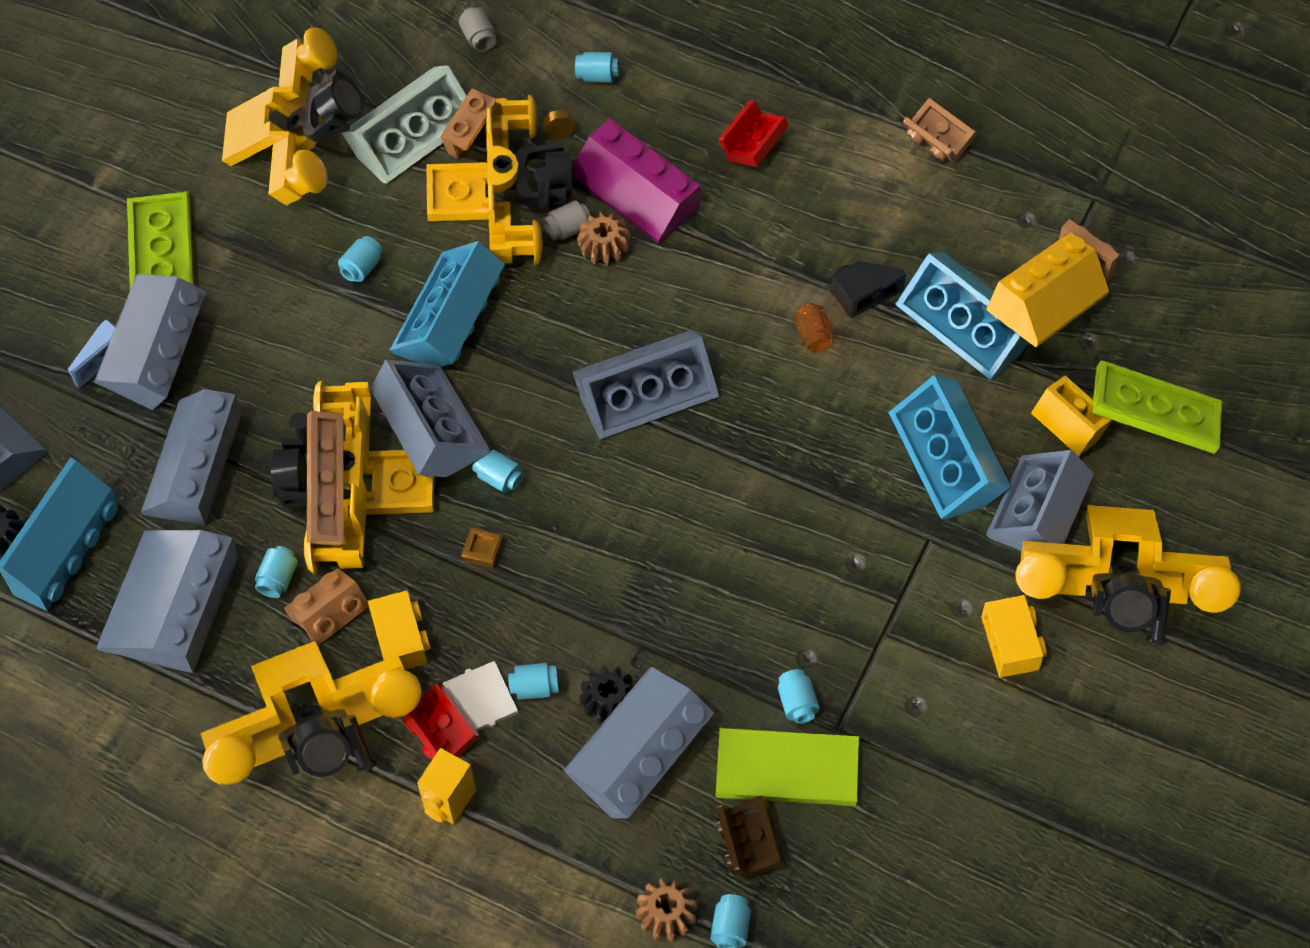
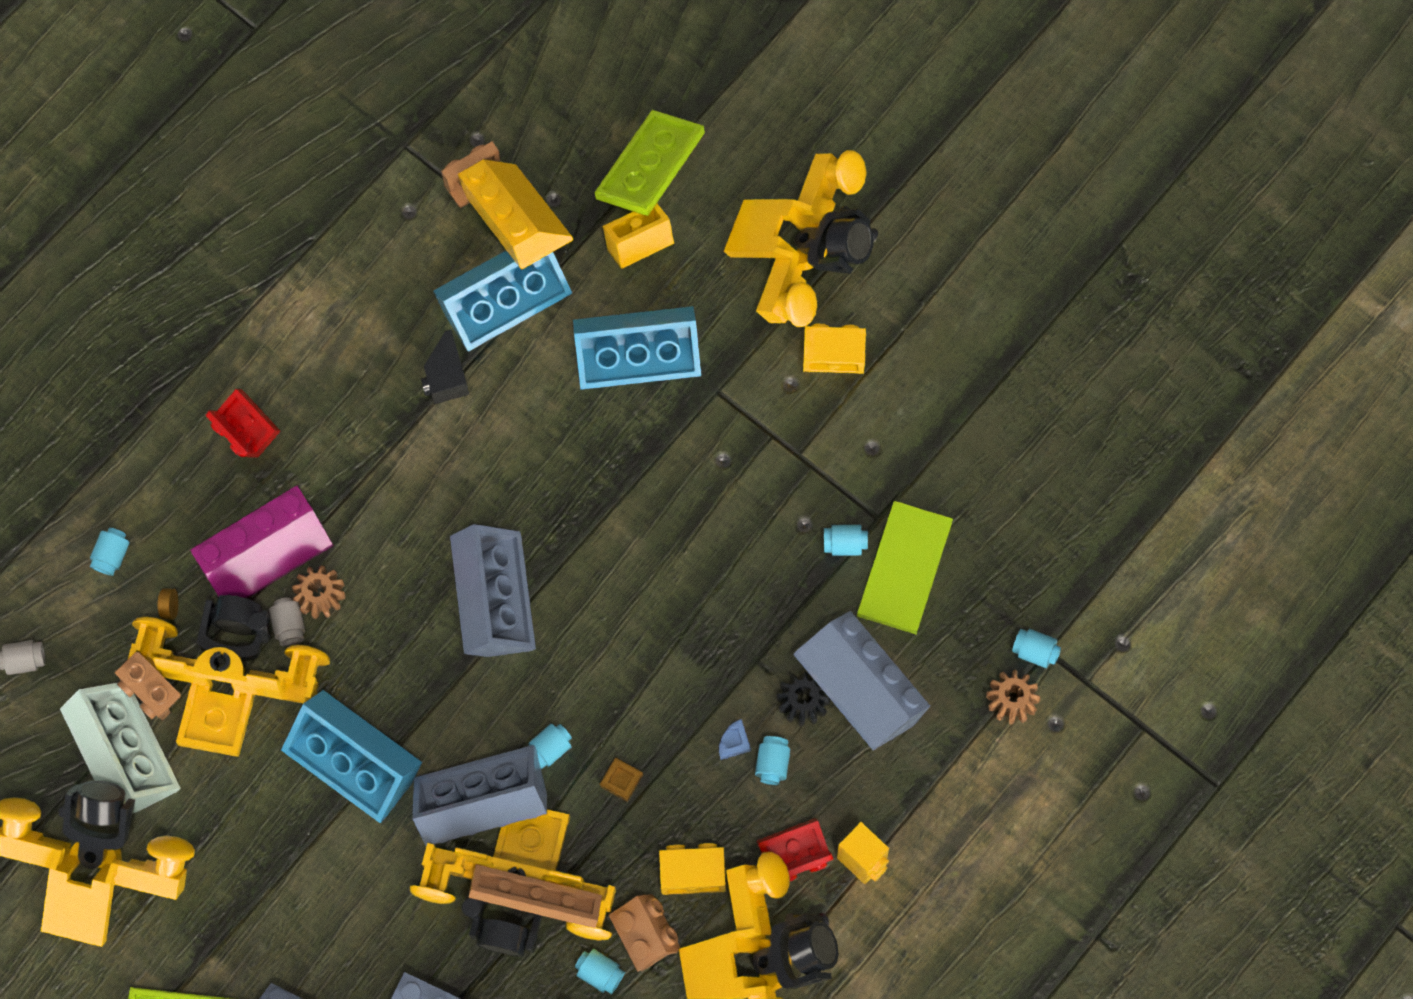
camera: 75 degrees left, 10 degrees up
(360, 259) = (269, 829): medium azure brick -> none
(482, 696) = (770, 810): white piece -> none
(549, 643) = (734, 741): none -> medium blue tile
(750, 837) = (965, 612): dark brown bracket -> none
(813, 327) = (476, 428): clear orange brick -> none
(940, 130) = (292, 255): medium nougat bracket -> none
(1041, 499) = (714, 285): sand blue slope -> none

